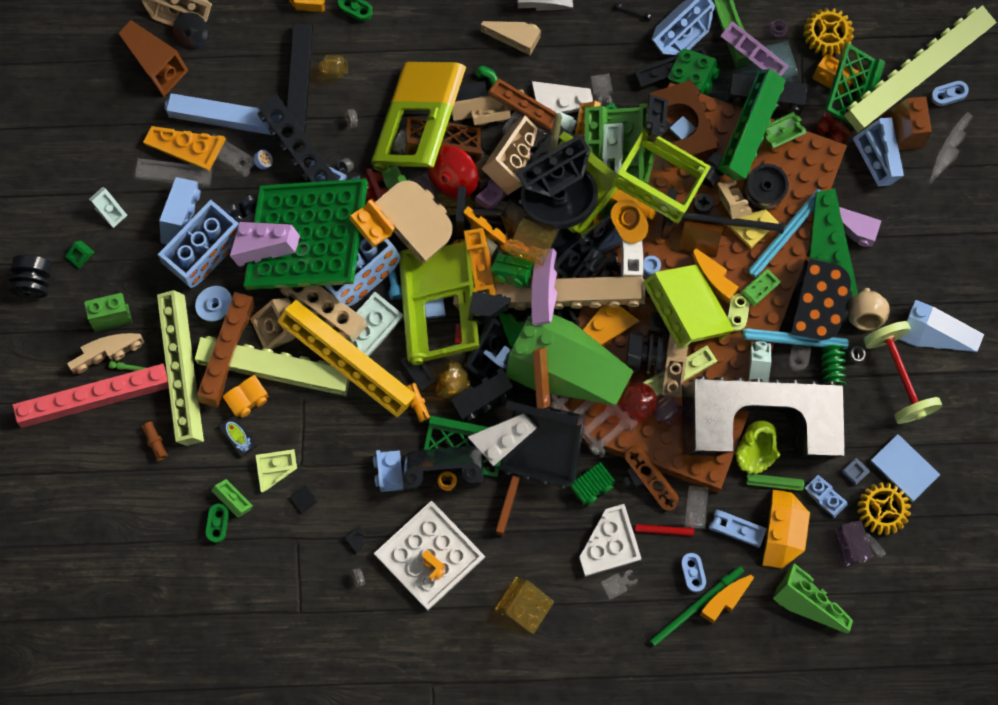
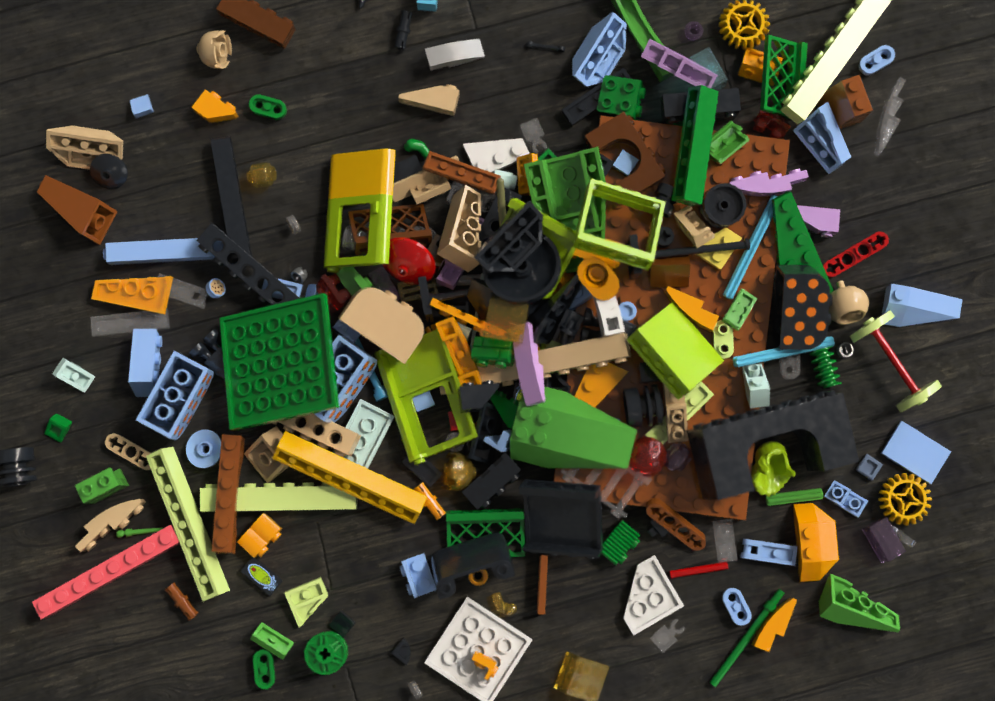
camera: 15 degrees left, 10 degrees up
(129, 286) = (122, 440): none -> tan beam
(263, 240) = (235, 381): lavender wedge -> none
(286, 529) = (336, 646): none -> green wheel
(372, 223) = (342, 341): light orange bracket -> none
(463, 519) = (503, 607): none -> clear yellow arm
(502, 438) = (522, 521): white wing -> none
(541, 377) = (548, 459): dark orange tile -> none
(613, 144) = (561, 197): light aqua hinge -> none
(655, 116) = (600, 164): black hinge -> none
(807, 178) = (761, 185): none -> lavender slope
(888, 270) = (855, 255): none -> red beam

